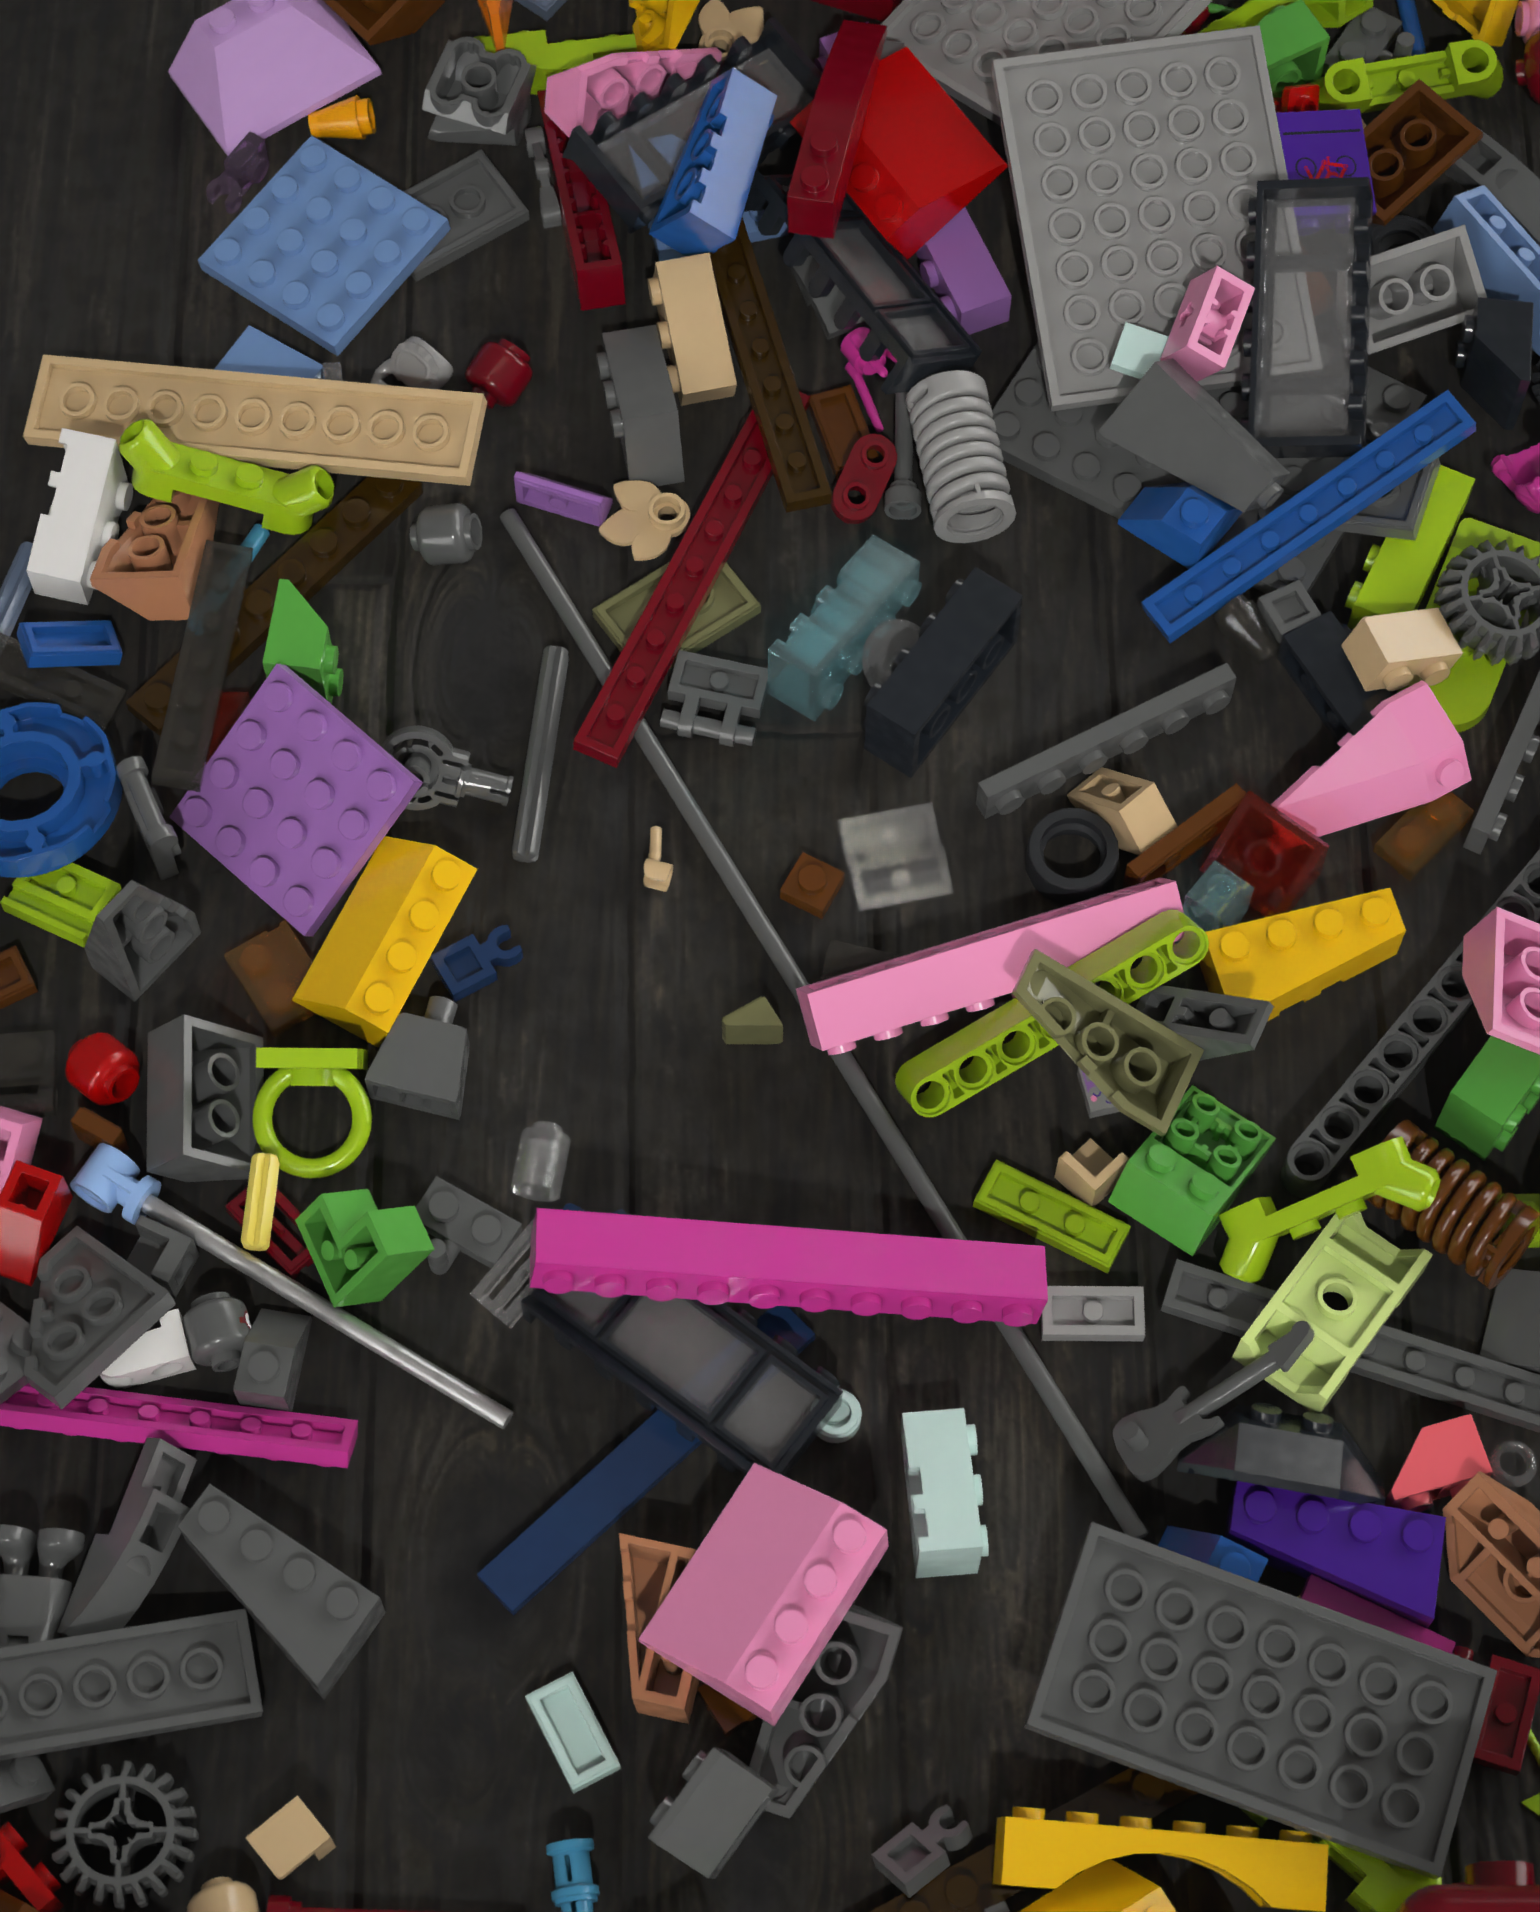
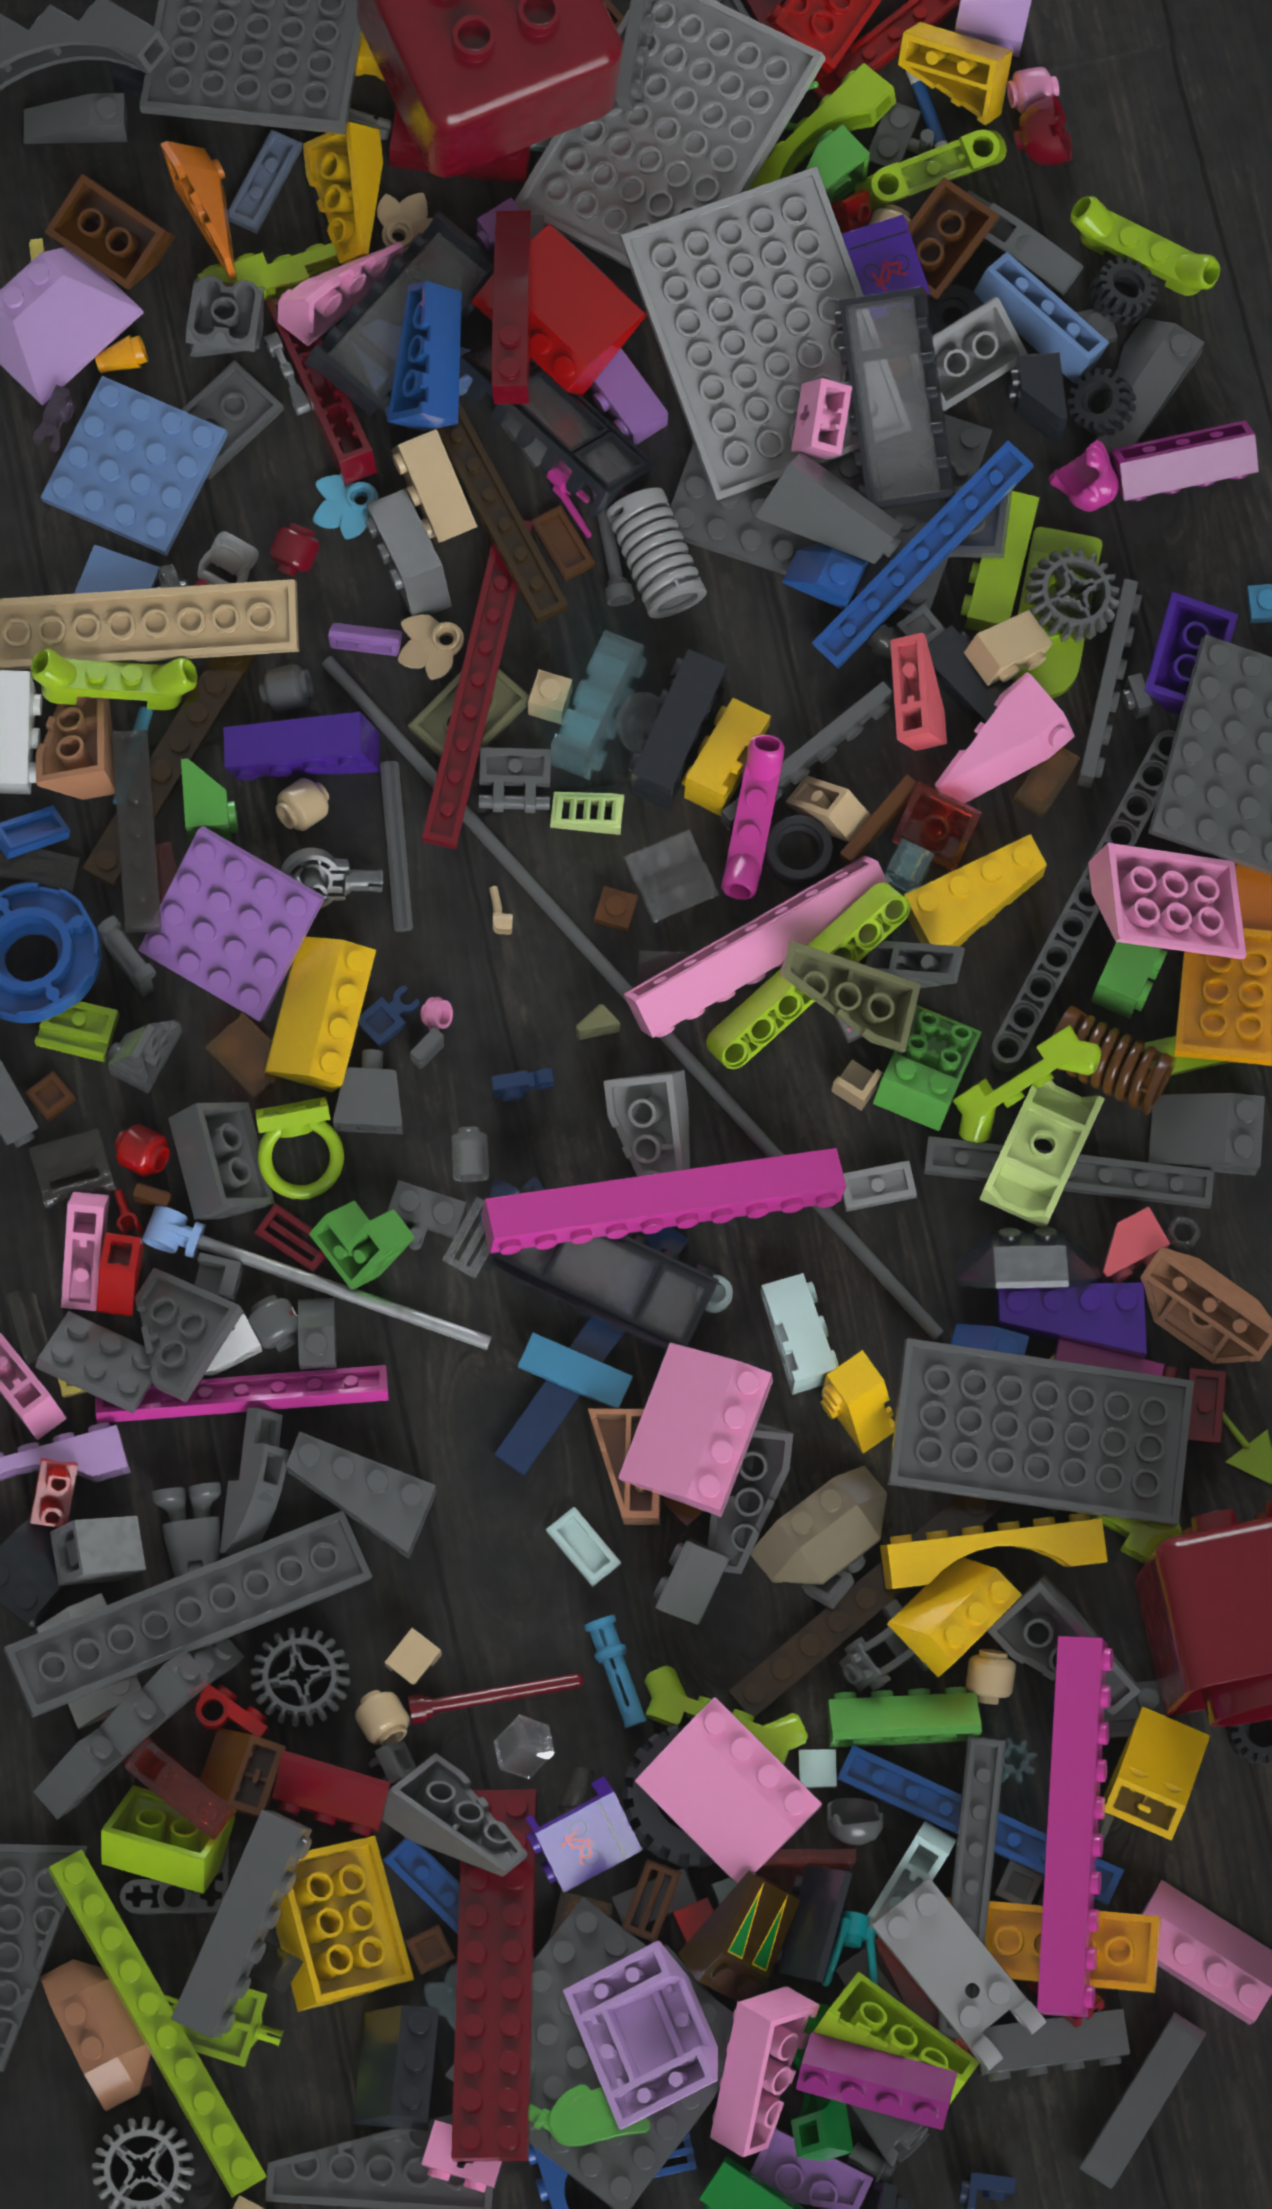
camera: 15 degrees left, 10 degrees up
(59, 1156) = (127, 1219): none -> red hand
(260, 1202) = (280, 1225): light yellow axle -> none
(430, 677) = (302, 804): none -> tan head
(449, 606) = (302, 747): none -> dark purple wedge
(517, 1012) = (427, 1048): none -> dark grey tile
(541, 971) = (437, 1013): none -> bright pink plate
(572, 337) = (340, 505): none -> medium azure plate
(616, 1481) = (575, 1371): none -> dark azure tile
(629, 1080) = (514, 1085): none -> dark blue plate
(781, 602) = (550, 696): none -> tan brick
(798, 1159) = (651, 1120): none -> light grey wedge
(812, 776) = (601, 800): none -> yellowish green slope
(864, 477) = (588, 581): dark red plate -> none
(920, 1779) = (824, 1530): none -> dark tan wedge
(998, 719) = (724, 756): none -> yellow wedge
(1003, 1594) = (857, 1398): none -> yellow wedge
(1019, 794) = (753, 817): none -> dark pink plate
(1051, 1216) = (835, 1120): lime tile -> none
(1137, 350) = (773, 446): light aqua tile -> none
(1156, 1435) = (937, 1264): dark grey piece -> none
(1268, 689) = (916, 694): none -> coral slope

